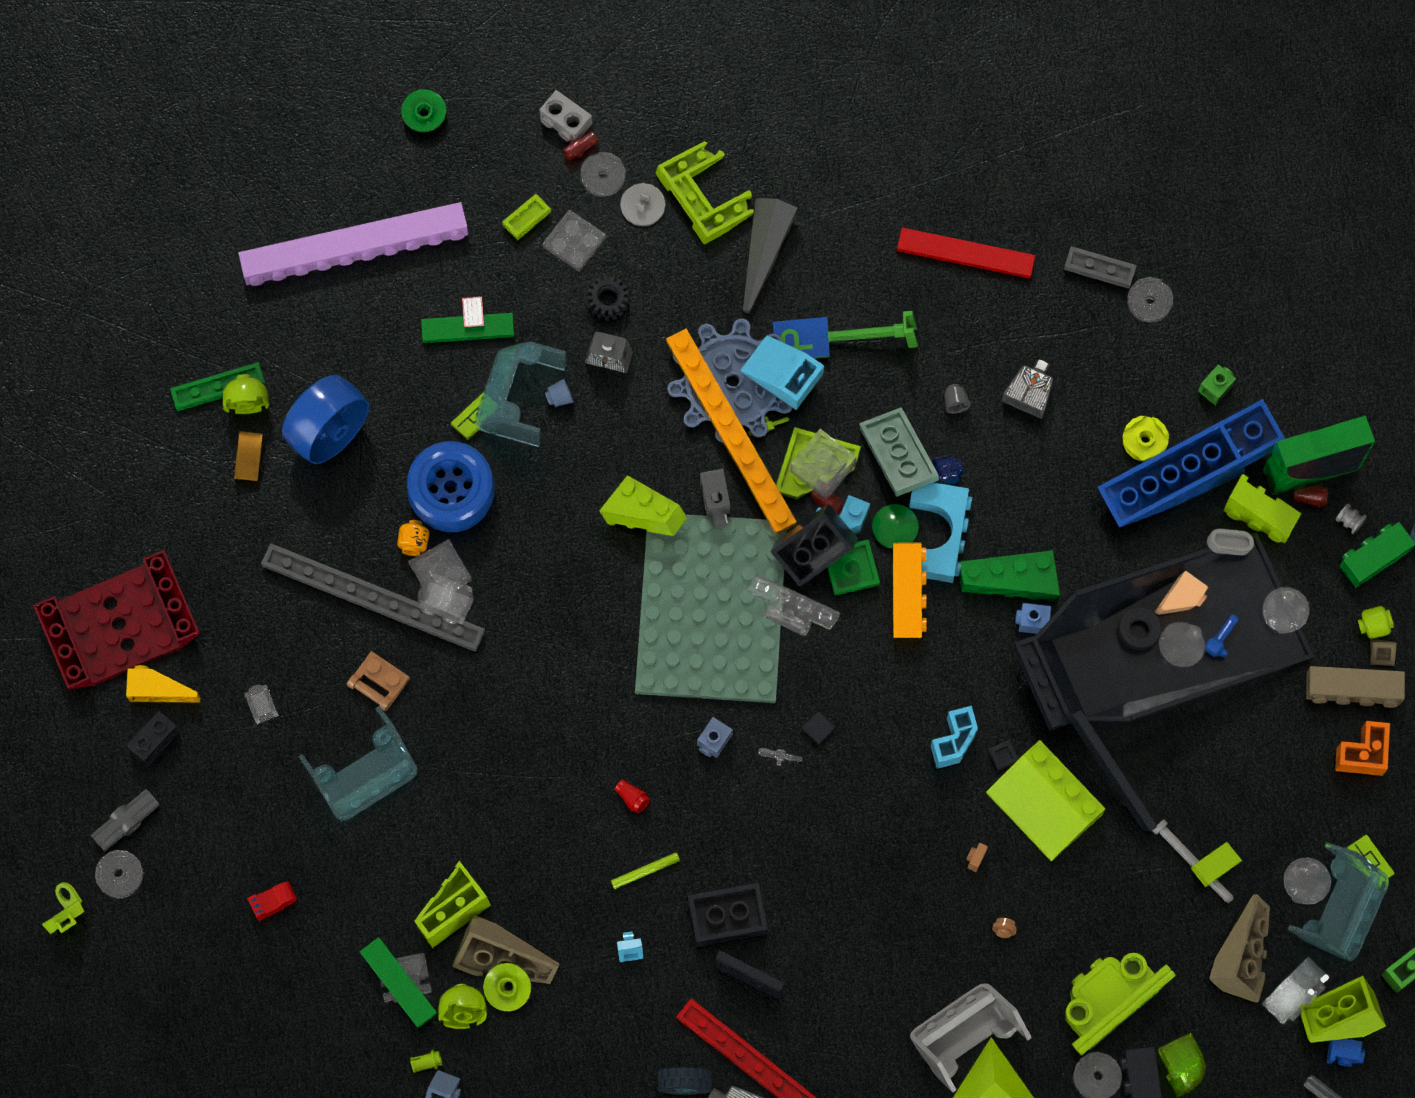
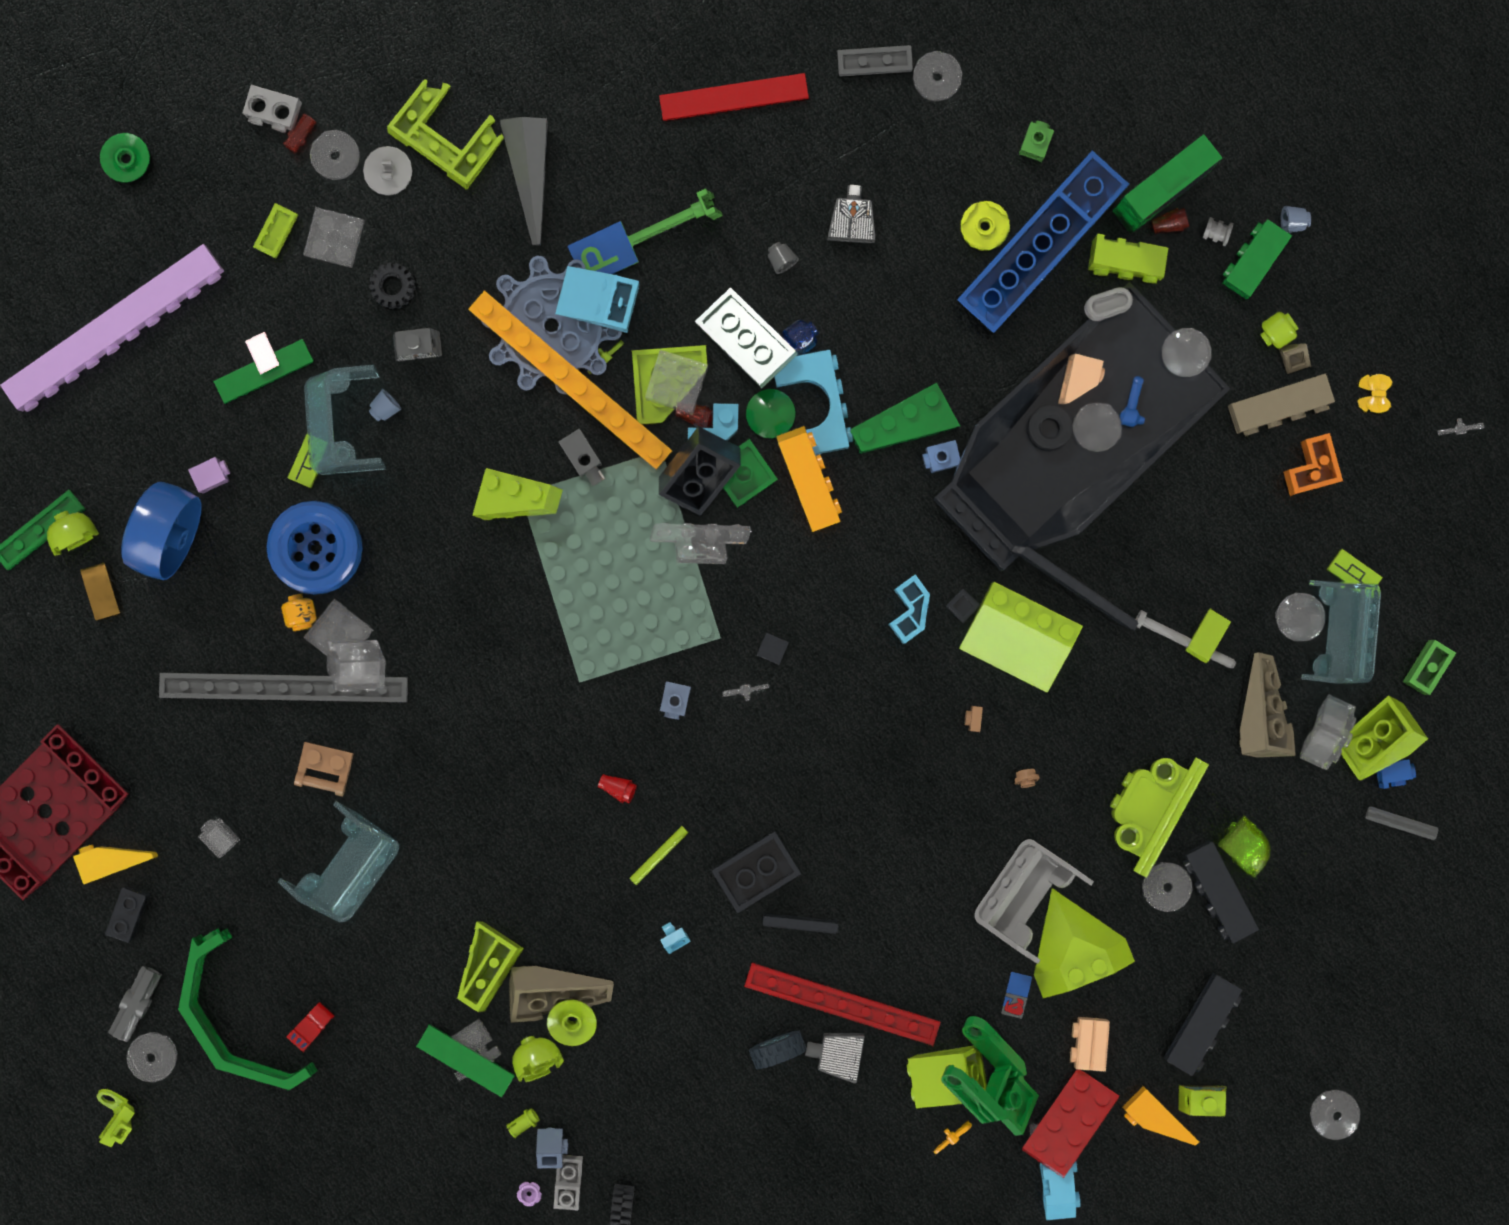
camera: 25 degrees left, 15 degrees up
(201, 794) = (206, 1033): none -> green panel
(385, 394) = (209, 474): none -> lavender brick

